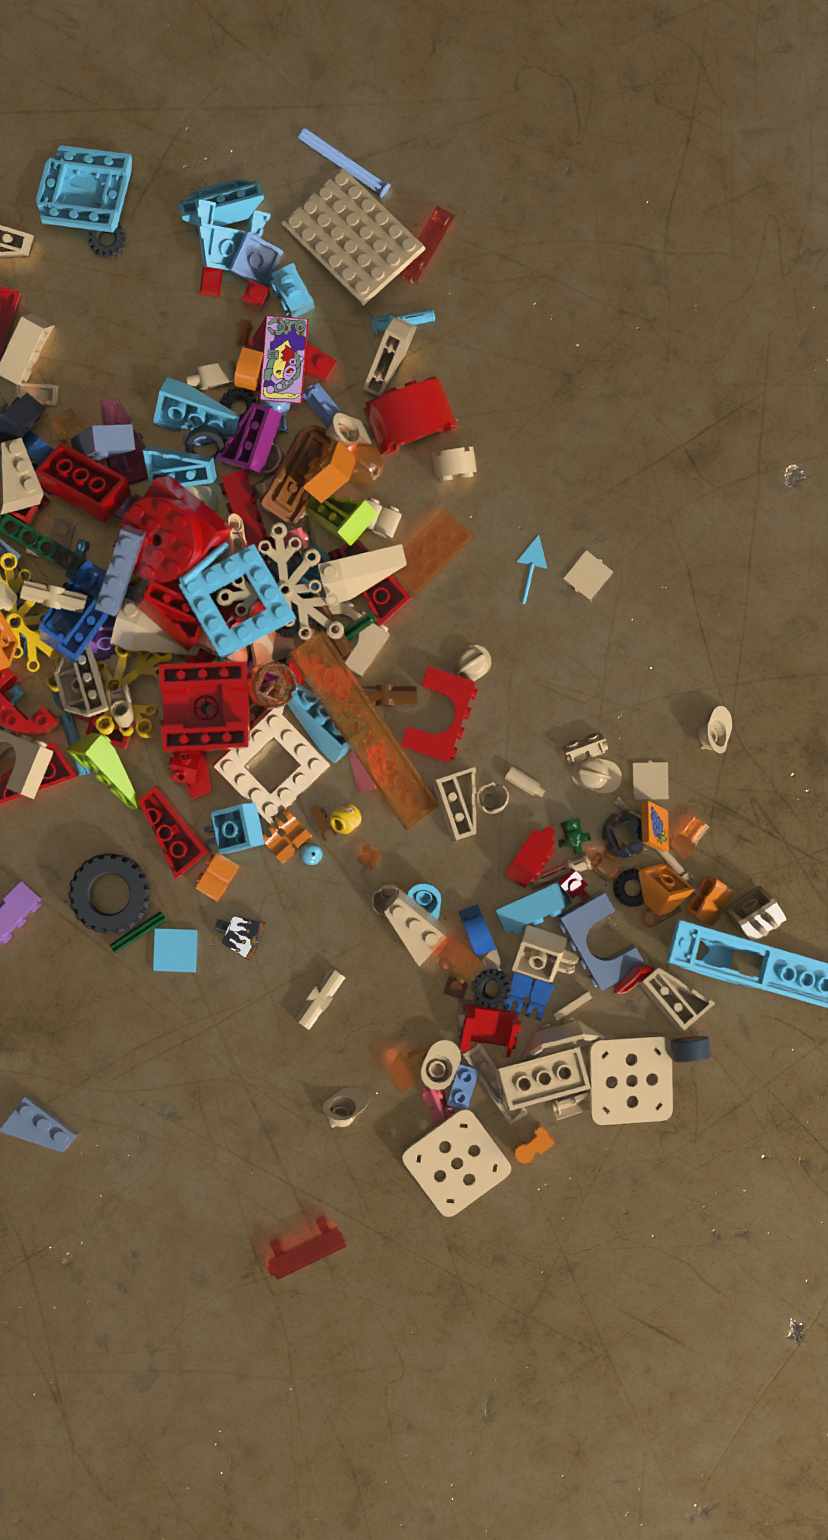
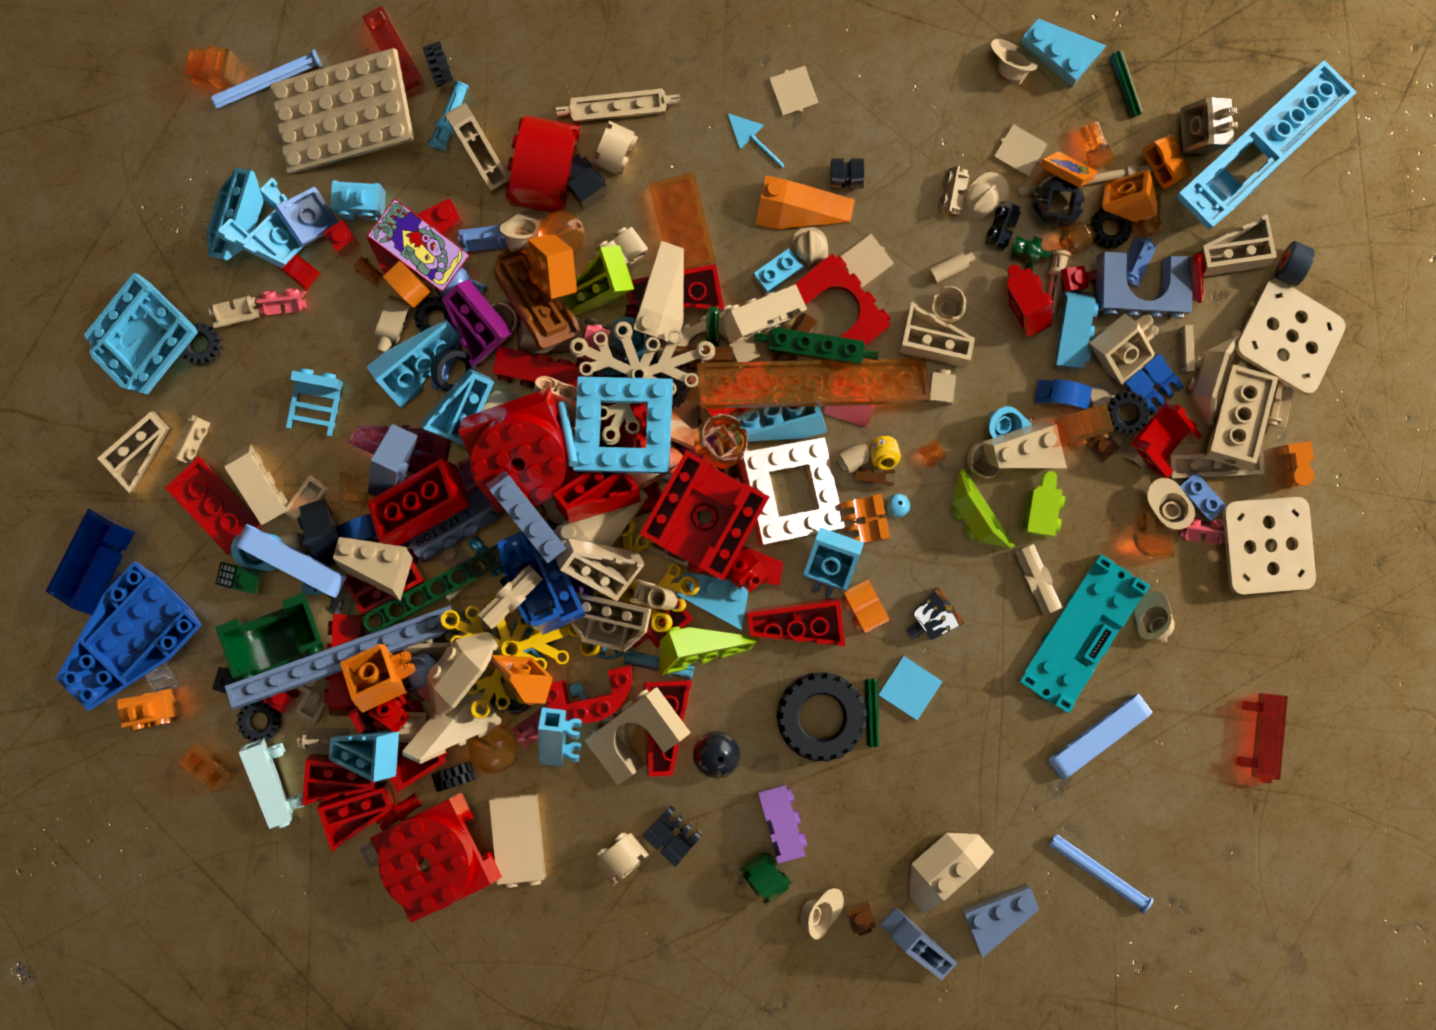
camera: 55 degrees left, 0 degrees up
(19, 278) = (187, 448): none -> tan hinge
(31, 830) = (716, 754): none -> black piece
(52, 1062) = (946, 868): none -> tan wedge
(77, 520) = (455, 528): none -> sand blue brick
(118, 651) = (600, 566): none -> tan wedge
(121, 1185) = (1101, 873): none -> light blue axle
(131, 353) = (321, 386): none -> medium azure plate
(151, 759) = (719, 598): none -> medium azure wedge
(154, 255) = (244, 310): none -> tan hinge
(172, 273) = (290, 298): none -> coral hinge
(227, 1120) = (1100, 736): none -> light blue beam
(299, 1058) = (1082, 633): none -> teal piece
(327, 797) = (854, 458): none -> tan brick
(328, 115) = (212, 65): none -> clear orange brick
(341, 919) = (976, 514): none -> lime wedge
(377, 967) = (1043, 508): none -> lime hinge
(393, 656) = (762, 314): none -> tan wedge
(394, 714) = (816, 346): none -> dark green plate
(412, 457) = (584, 183): none -> black brick
(424, 831) = (942, 386): none -> tan brick
(436, 287) = (438, 63): none -> black tyre
(436, 648) = (777, 271): none -> medium azure plate
(489, 713) = (867, 260): none -> tan piece
(491, 445) = (618, 105): none -> tan plate
(497, 631) = (797, 205): none -> orange wedge
(546, 654) = (847, 173): none -> black wheel
(572, 803) = (1005, 214): none -> black hinge
(619, 925) = (1139, 258): none -> medium blue hinge
(748, 765) = (1061, 49): none -> medium azure wedge
(753, 832) = (1126, 83): none -> dark green axle

